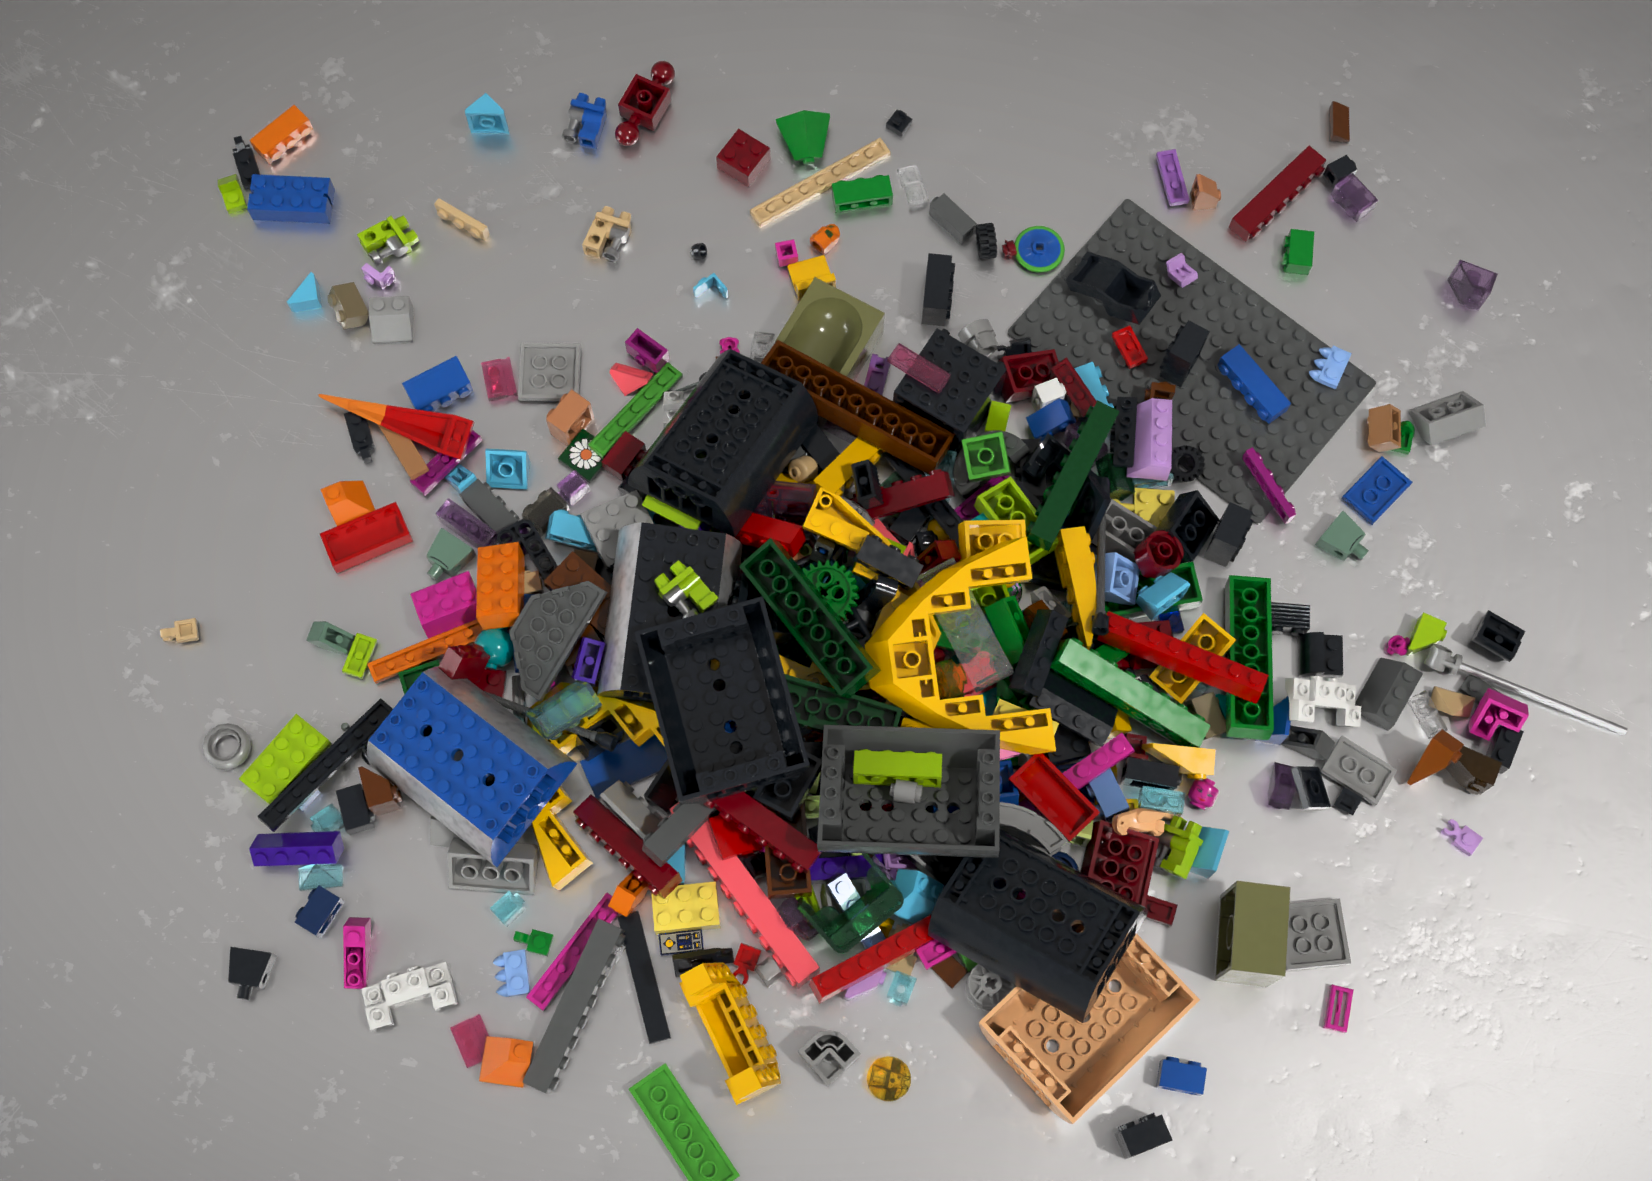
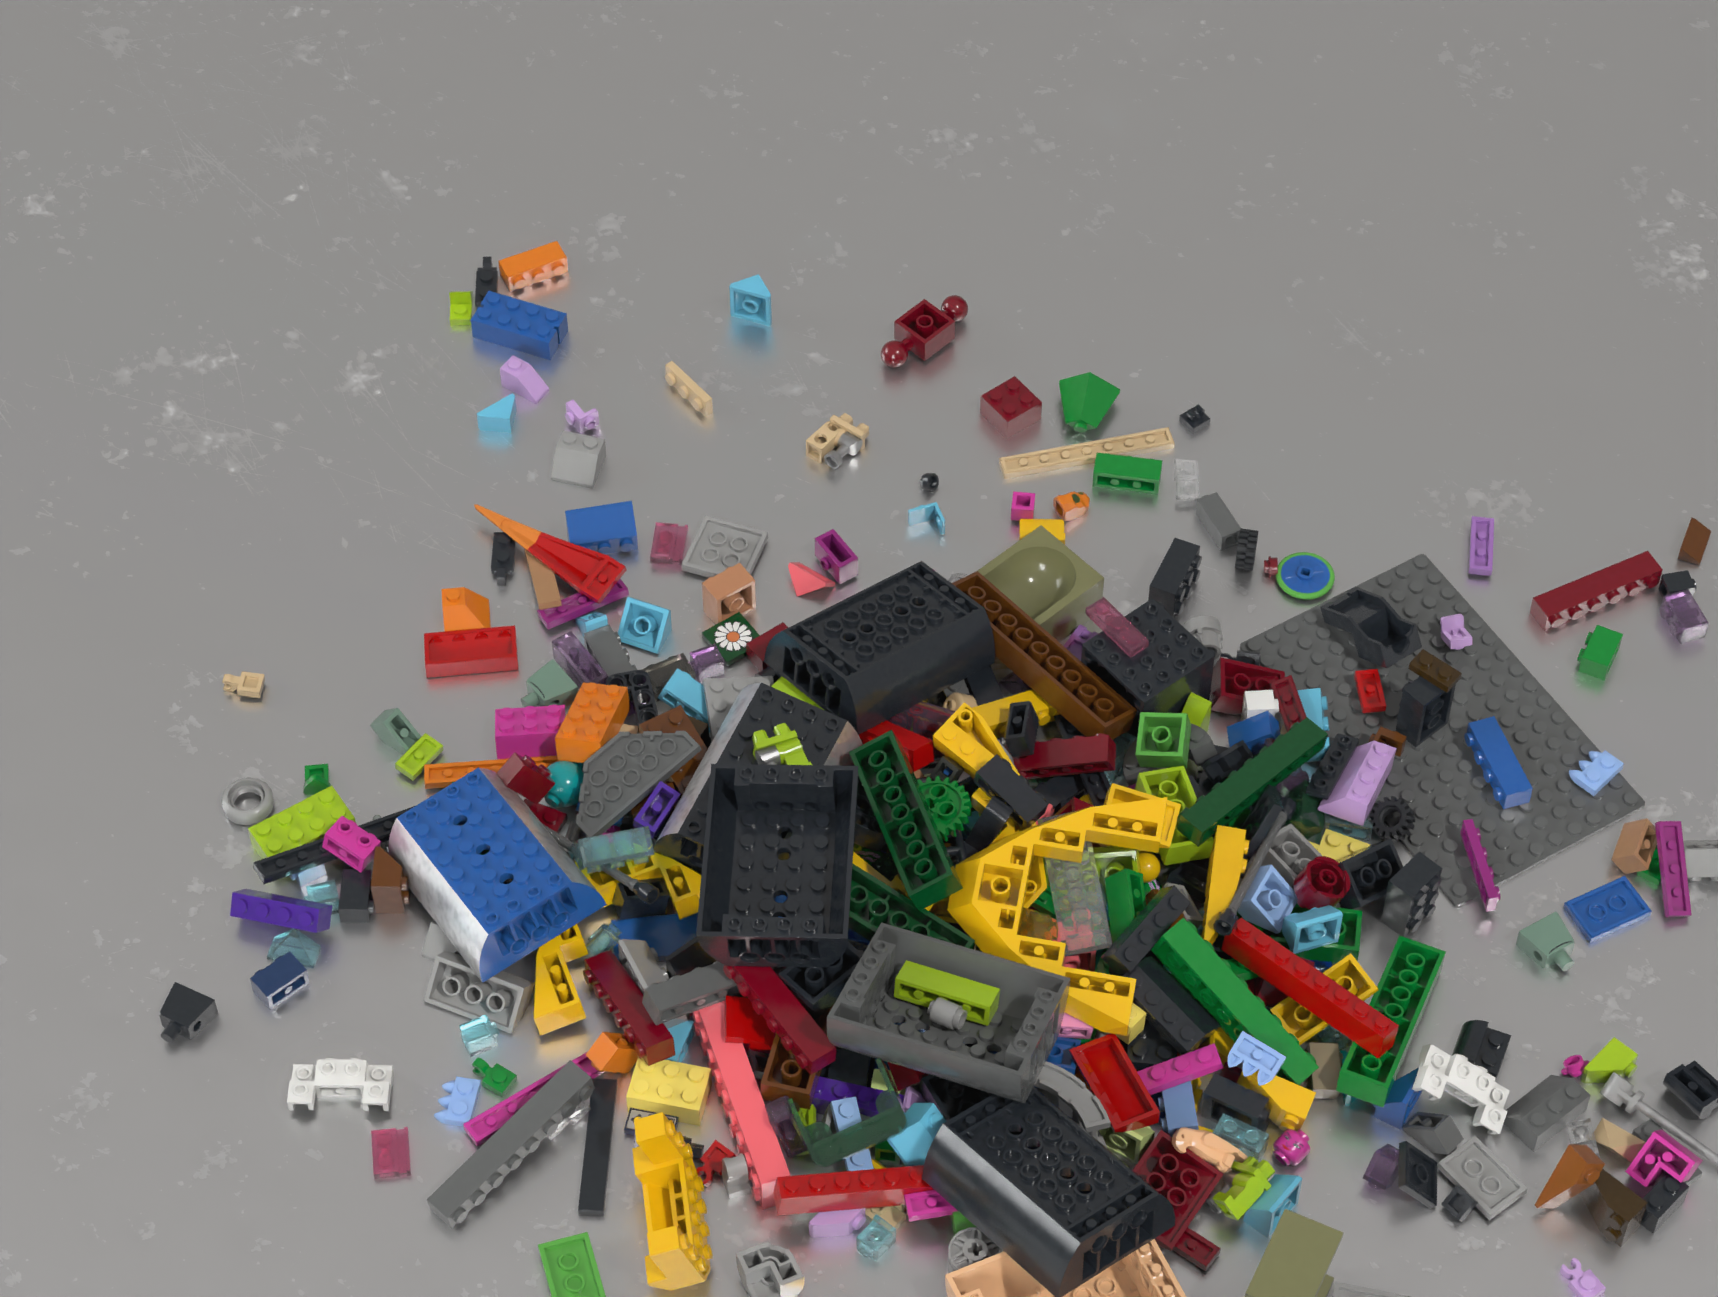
camera: 20 degrees right, 20 degrees down
(278, 704) = (316, 778): none -> green tile
(314, 253) = (523, 379): none -> lavender slope
(335, 768) = (351, 843): none -> dark pink brick
(348, 305) = (538, 434): dark tan brick -> none
(356, 951) = (302, 1029): dark pink slope -> none
(390, 234) = (605, 384): lime hips -> none
(505, 1061) = (417, 1177): orange slope -> none
(581, 785) = (603, 939): none -> clear light blue brick
(590, 116) = (861, 331): blue hips -> none
(636, 409) = (801, 608): bright green tile -> none
(950, 971) = (934, 1235): reddish brown slope -> none
(1162, 738) = (1255, 1057): none -> light blue plate
(1190, 328) = (1435, 670): none -> dark brown plate
(1204, 193) = (1511, 567): nougat slope -> none
(1290, 618) = (1453, 1002): black brick -> none
(1421, 442) = (1673, 869): none -> magenta plate

